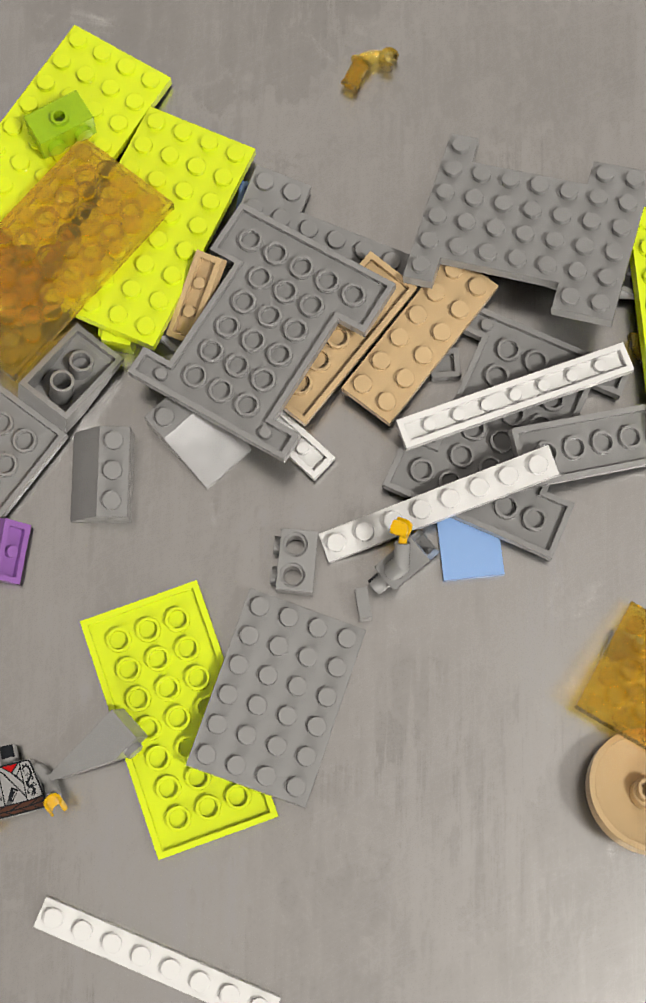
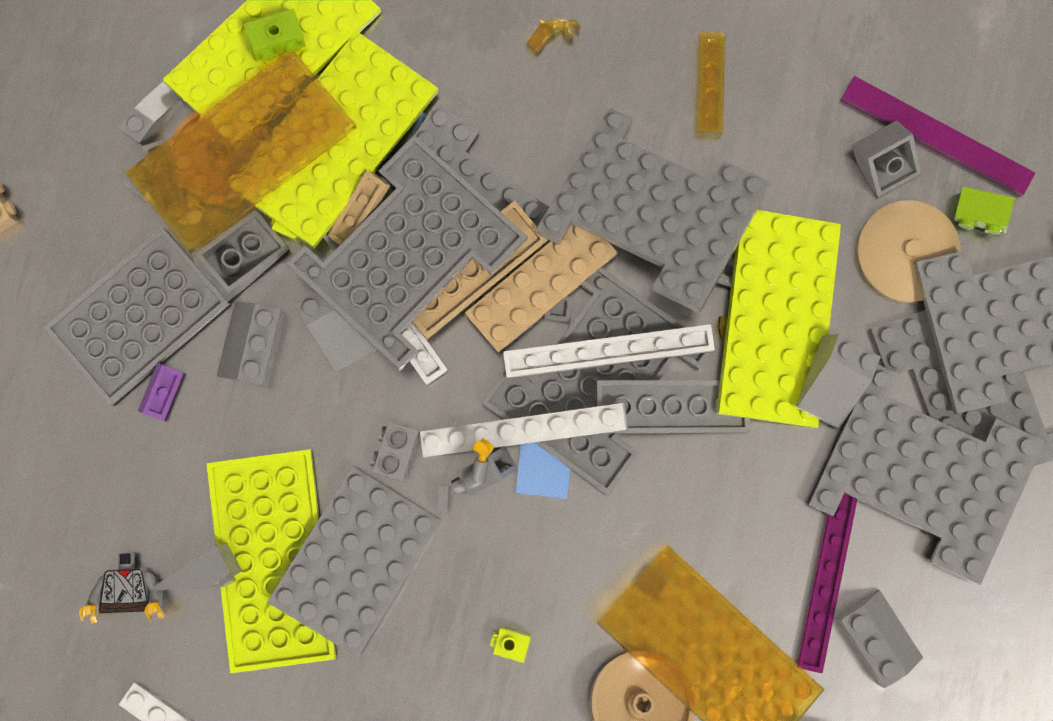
camera: 15 degrees right, 5 degrees up
(479, 754) = (510, 644): none -> neon yellow brick
(556, 85) = (710, 83): none -> clear yellow plate

